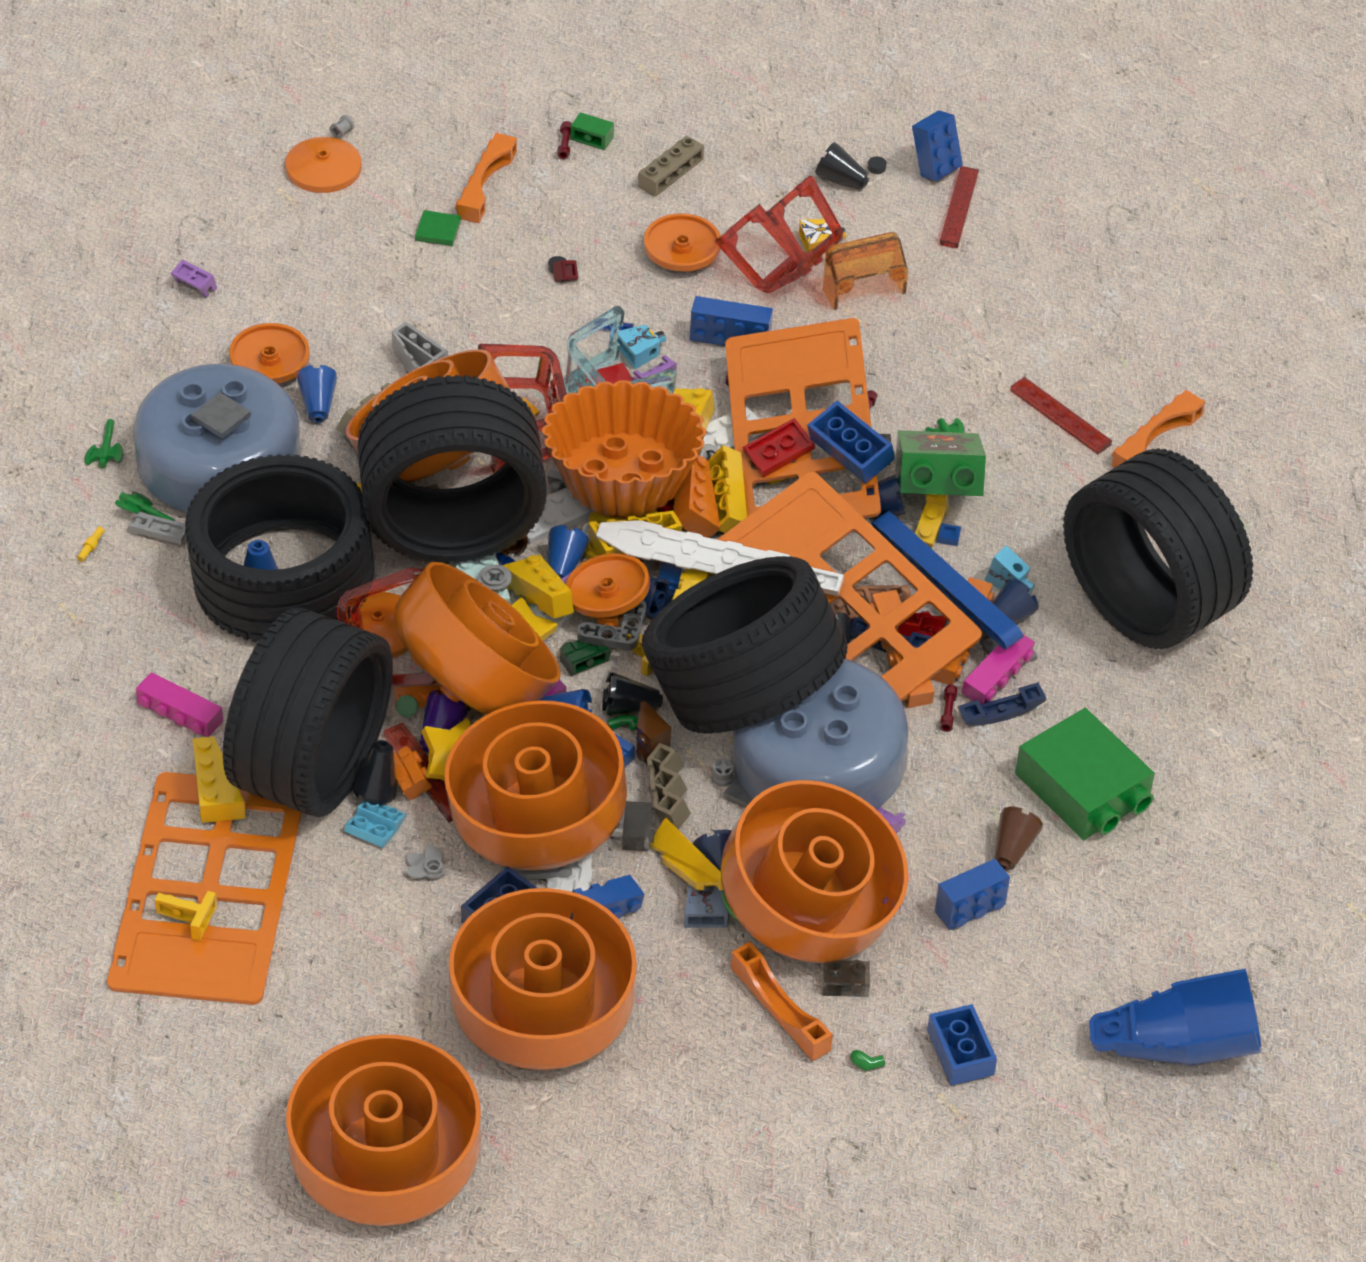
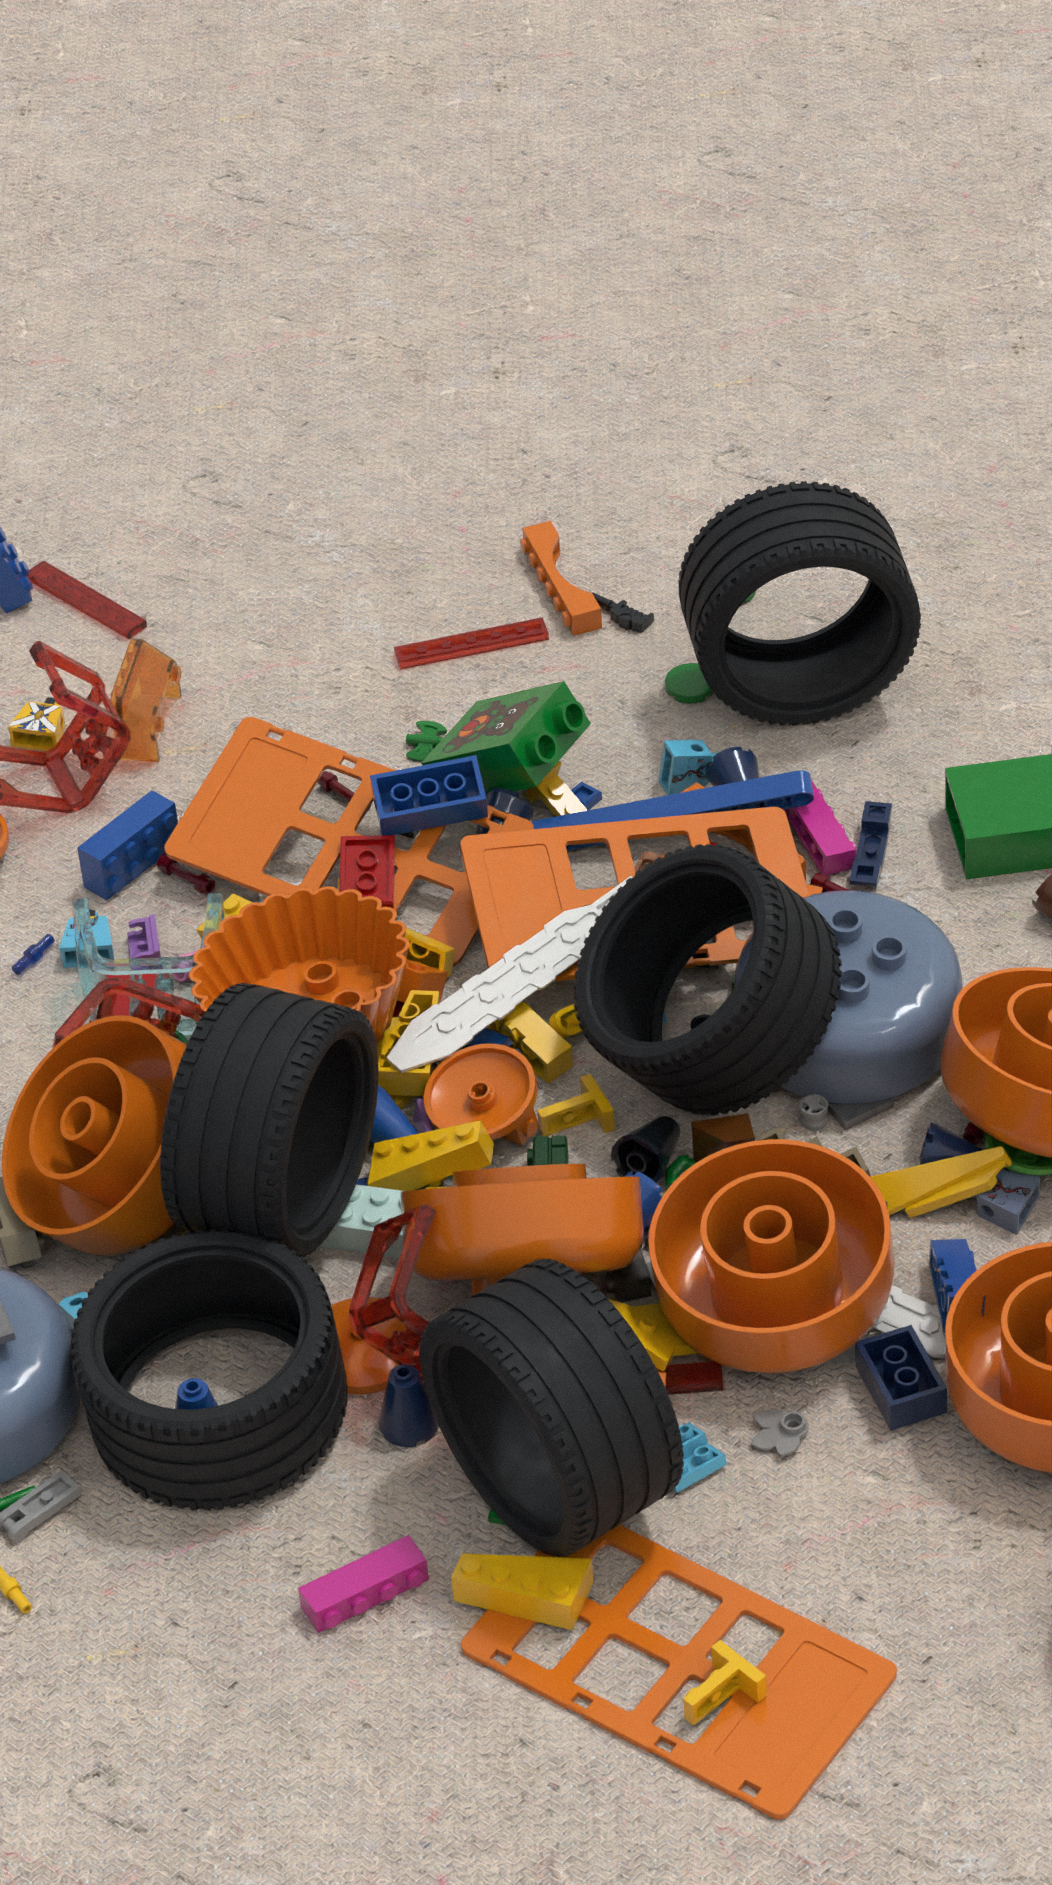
camera: 55 degrees left, 5 degrees down
(495, 571) = (383, 1186): light grey gear -> none
(619, 634) = (555, 1114): dark grey beam -> none

